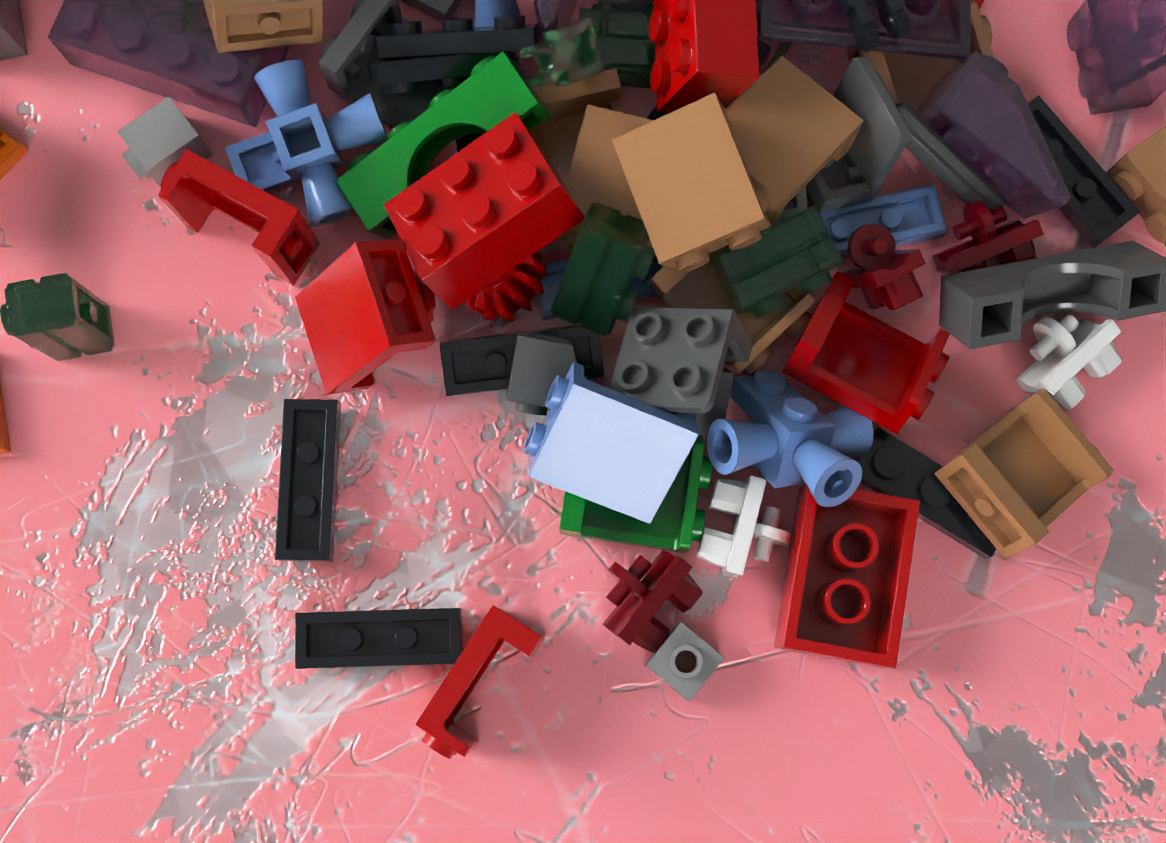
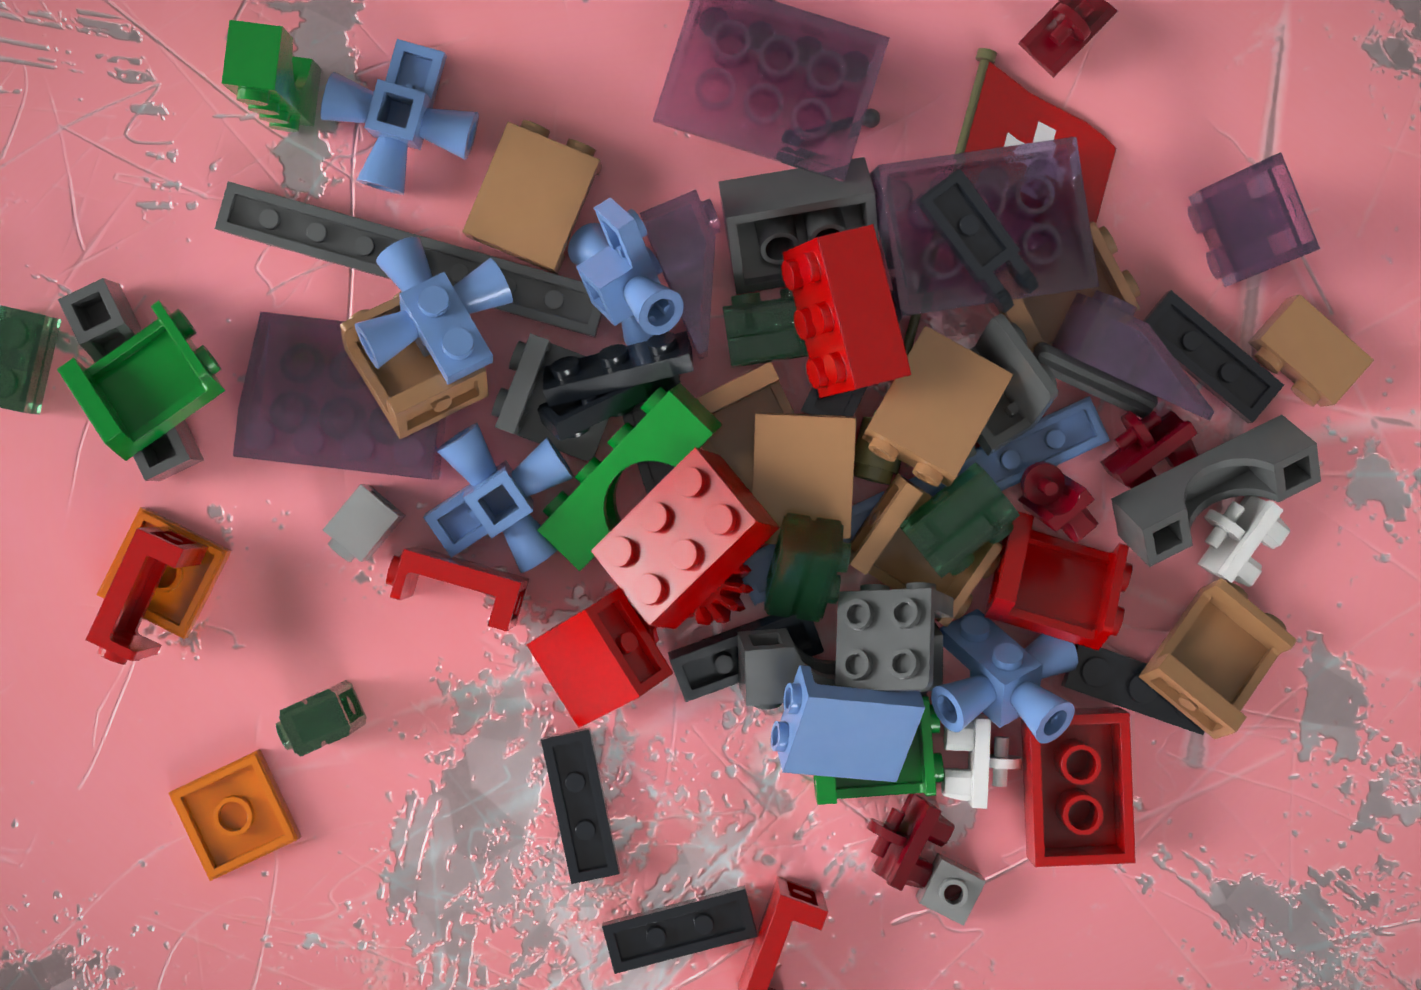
camera: 15 degrees left, 10 degrees up
(566, 55) = (728, 371): plate -> none
(691, 184) = (870, 486): medium nougat panel -> none

